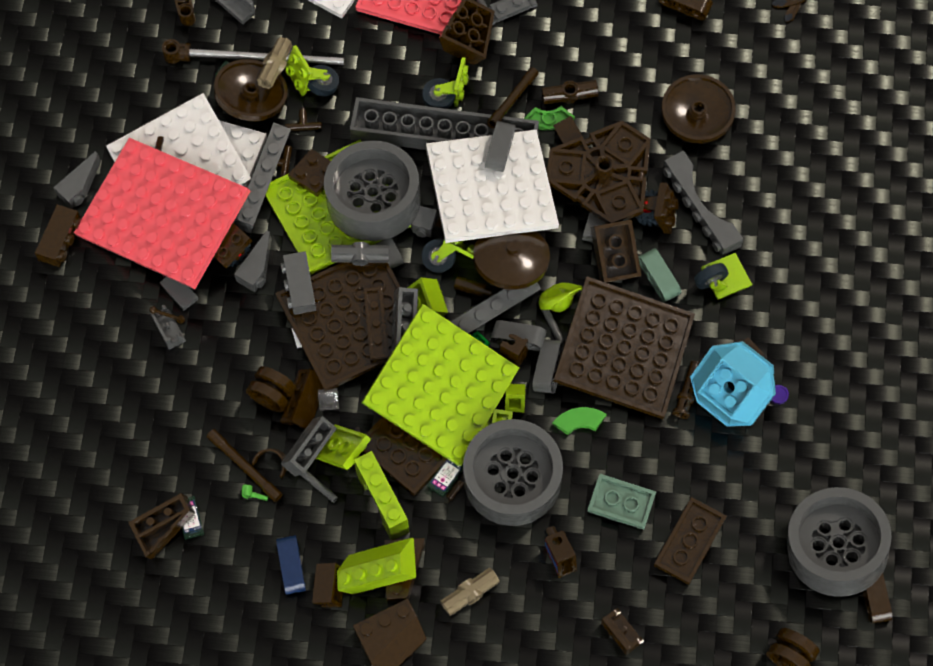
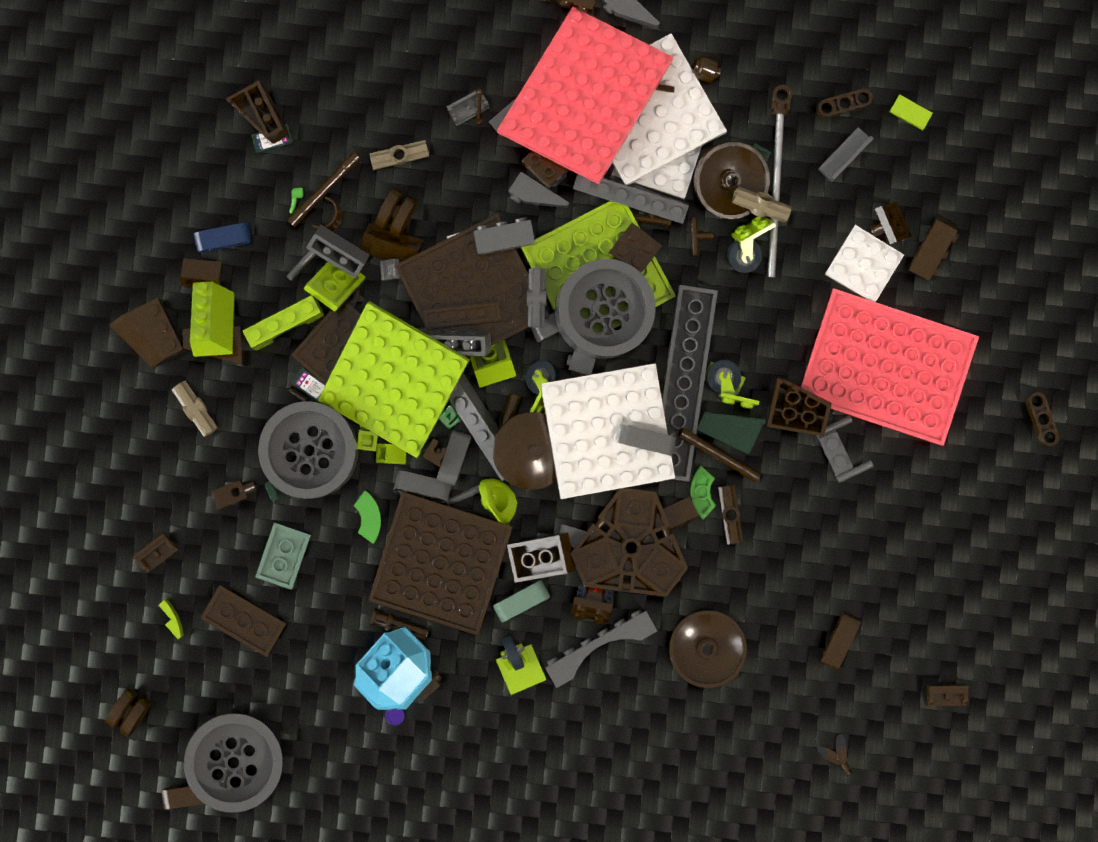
camera: 90 degrees right, 20 degrees up
(141, 114) = (706, 68): none -> dark brown head
(214, 401) = (386, 157): none -> dark tan piece
(490, 87) = (731, 430): none -> clear green wedge
(554, 512) = (272, 491): none -> clear green tile
(695, 610) = (174, 624): none -> lime slope

